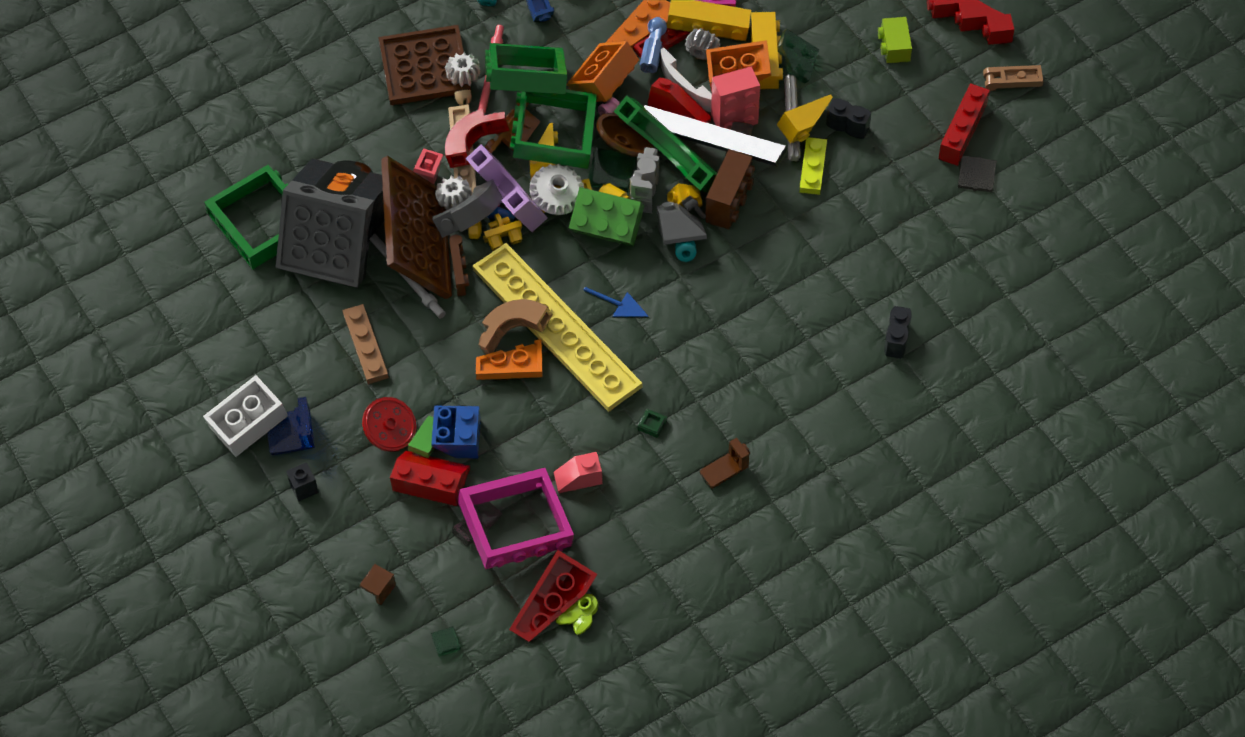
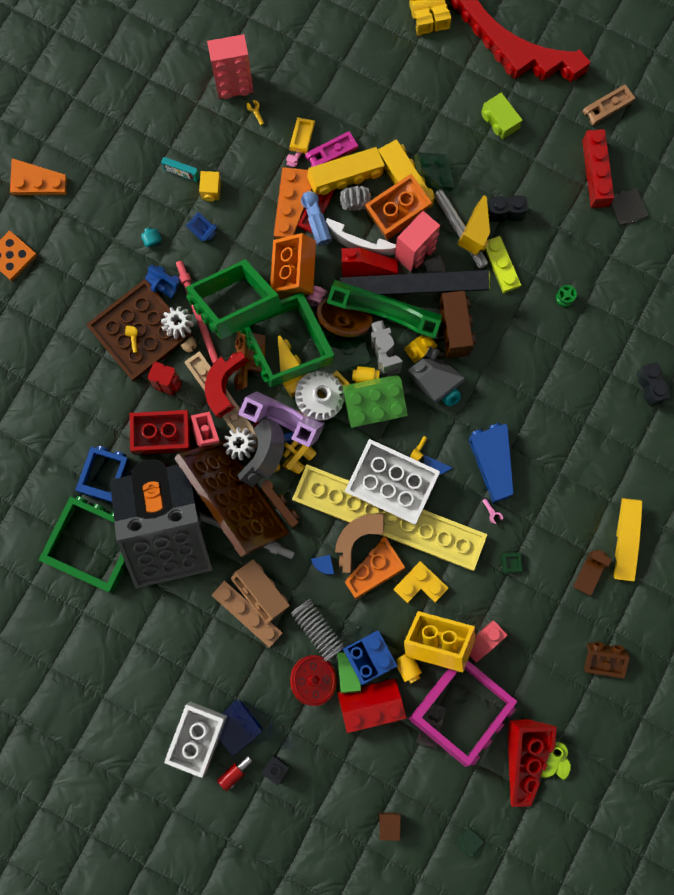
camera: 30 degrees left, 20 degrees up
(260, 468) = (233, 774): none -> red piece
(287, 162) = (101, 451): none -> blue window
(379, 141) = (160, 432): none -> red brick
(389, 326) = (260, 591): none -> medium nougat brick
(416, 60) = (132, 332): none -> yellow hand
(417, 366) = (300, 611): none -> light grey piece
(419, 109) = (164, 378): none -> red brick
(466, 336) = (323, 564): none -> blue tile
(472, 33) = (161, 281): none -> blue hips
(488, 460) = (408, 668): none -> yellow brick
(531, 442) = (440, 641): none -> yellow brick
(549, 393) = (420, 578): none -> yellow plate
(579, 291) = (392, 481): none -> white slope
(619, 285) = (416, 454): none -> yellow hand
(661, 370) = (492, 512): none -> bright pink hand
(689, 550) = (606, 660): none -> reddish brown bracket
(692, 323) = (493, 460): none -> blue slope
(781, 454) = (628, 539): none -> yellow slope
(864, 216) = (568, 292): none -> green wheel

